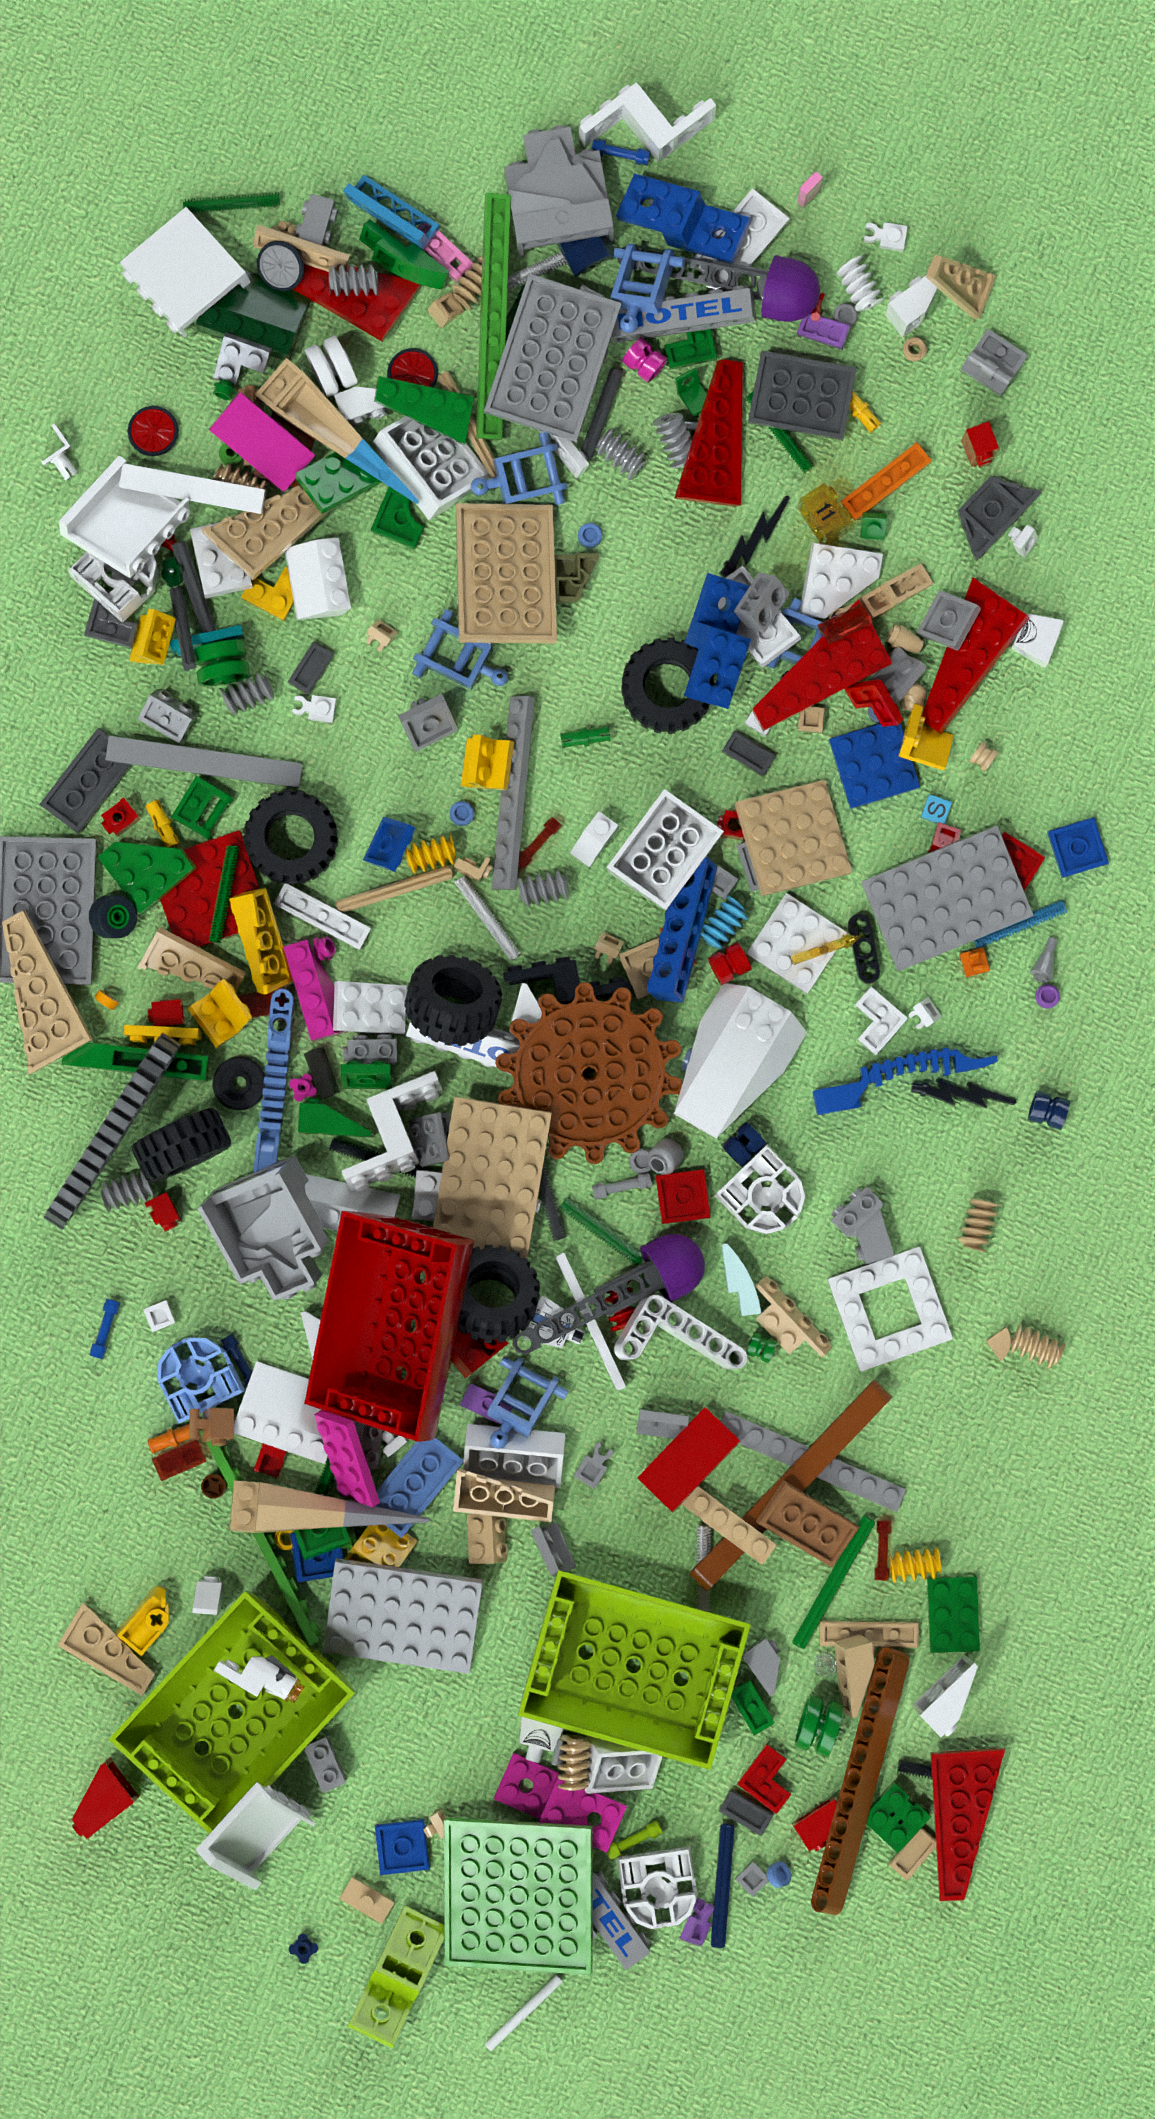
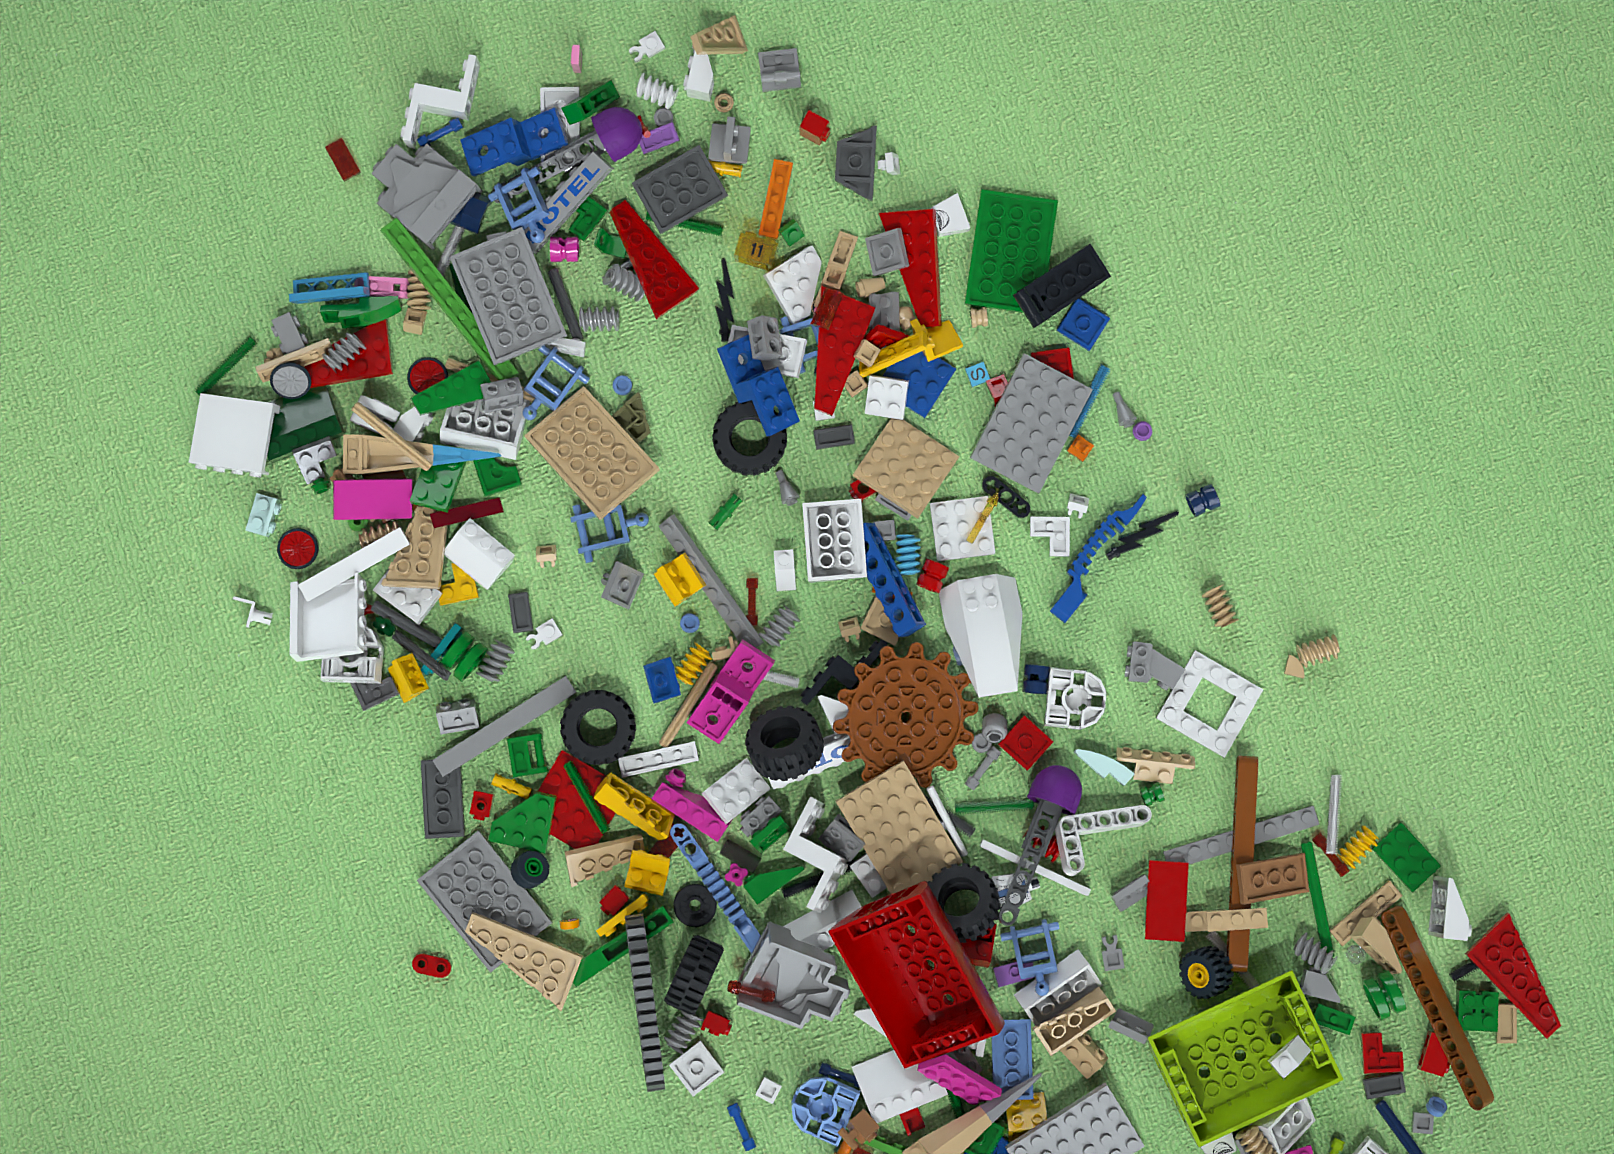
camera: 35 degrees left, 0 degrees up
(109, 1237) = (696, 1068): none -> white plate
(147, 372) = (263, 515): none -> light aqua bracket
(234, 1223) = (766, 995): none -> clear red bar
(330, 397) = (391, 436): none -> tan axle
(336, 528) = (465, 512): none -> dark red sticker
(444, 909) = (730, 691): none -> dark pink bracket
(467, 447) = (502, 395): none -> light grey bracket
(508, 100) = (343, 159): none -> clear red plate
(544, 1206) = (947, 821): none -> white bar
(659, 770) = (788, 493): none -> light grey cone
(667, 1558) = (1206, 972): none -> black wheel
(678, 1703) = (1289, 1056): none -> white slope
(785, 1630) = (1314, 954): none -> light grey piece
(787, 242) = (590, 102): none -> green slope
(830, 757) = (886, 397): none -> white plate
(847, 698) = (866, 353): none -> tan tile
(871, 720) = (896, 353): none -> yellow tile
(887, 391) = (729, 142): none -> light grey bracket
(918, 1513) = (1333, 814): none -> white axle
(1067, 721) = (1009, 247): none -> green plate
(1088, 792) = (1061, 285): none -> black hinge

